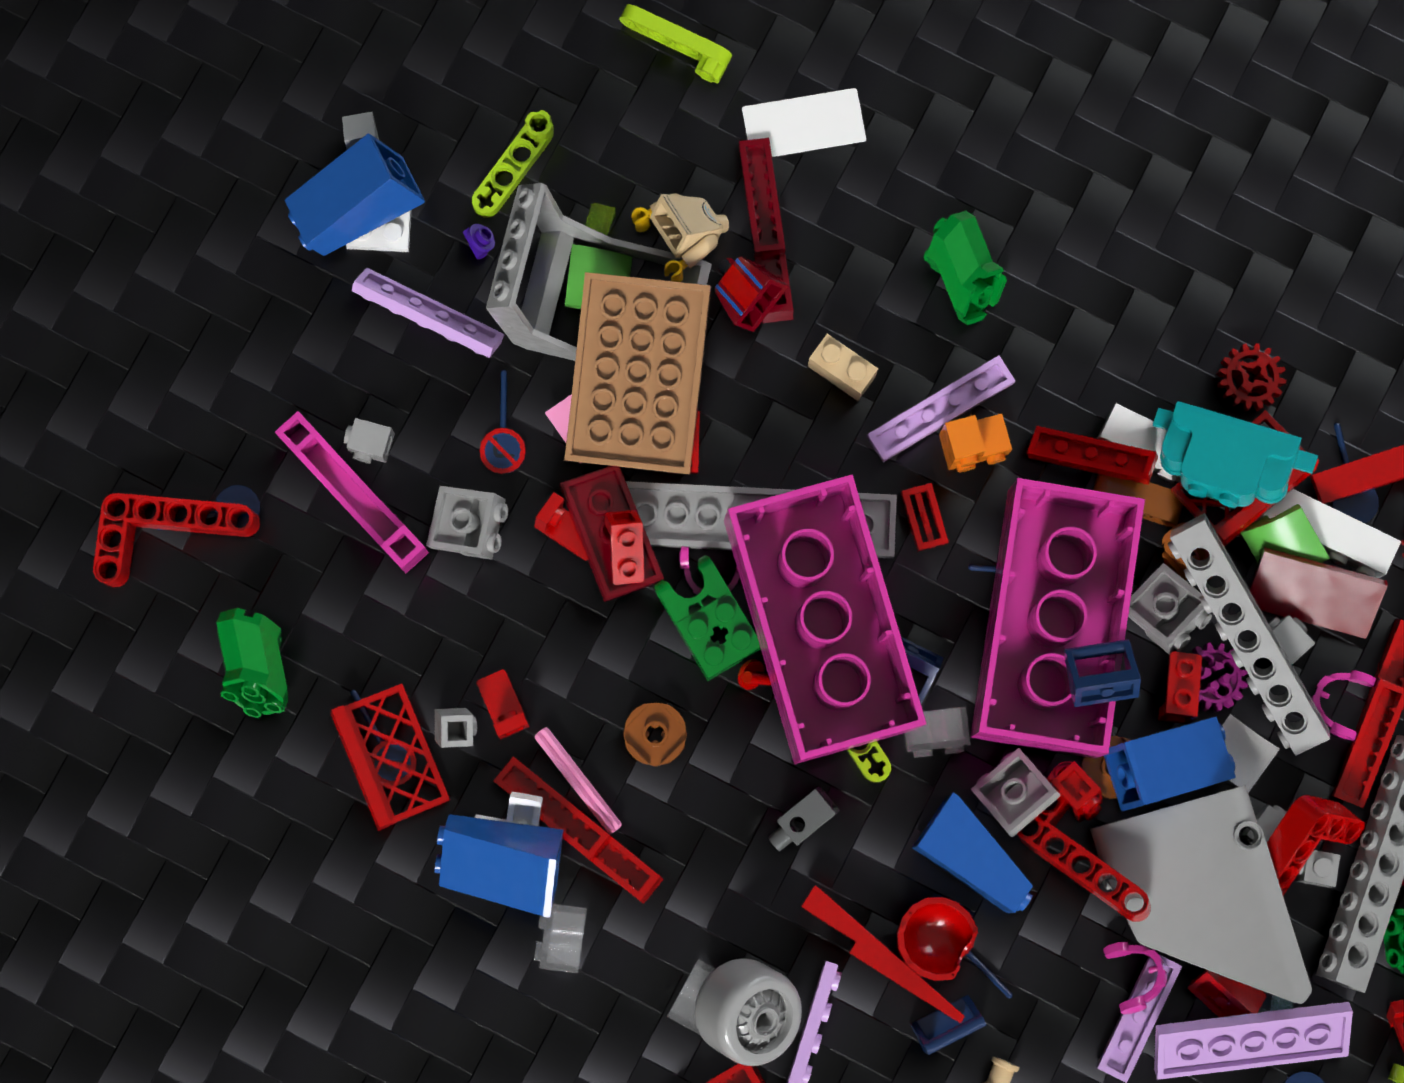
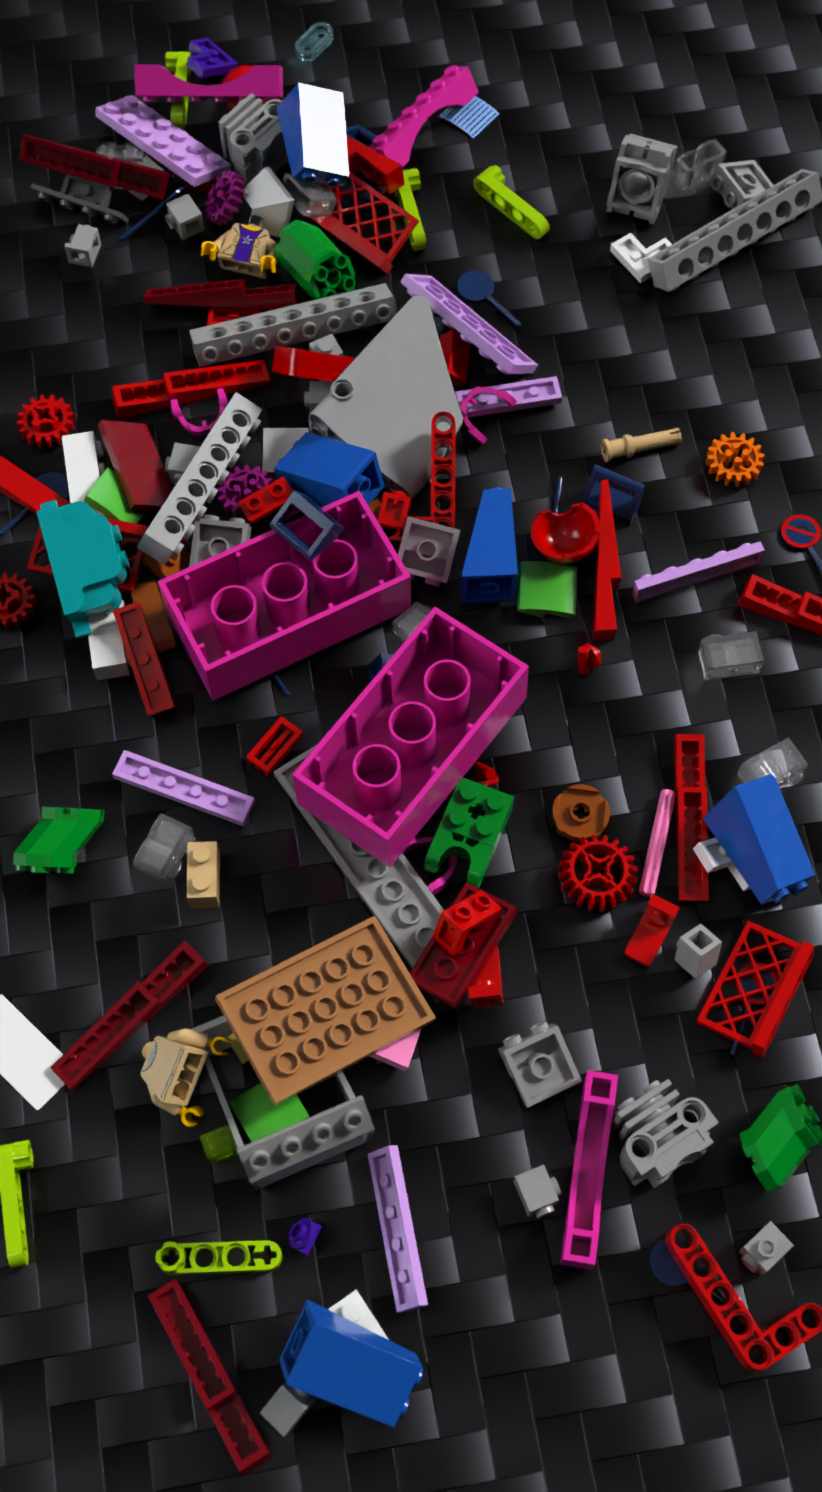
camera: 125 degrees left, 15 degrees down
(185, 582) = (765, 1249): none -> light grey brick
(332, 569) = (661, 1133): none -> light grey piece
(431, 98) = (210, 1378): none -> dark red slope
(502, 448) = (458, 1085): piece -> none
(605, 702) = (584, 854): none -> red gear
(747, 291) = (193, 983): dark red torso -> none
(748, 1012) = (717, 607): light grey wheel -> none
(797, 862) = (588, 658): none -> red plate
(813, 809) = (555, 669): dark grey torso -> none
(894, 352) = (164, 848): none -> clear brick
(896, 881) = (547, 589): none -> bright green slope
(974, 441) = (193, 744): orange brick -> none

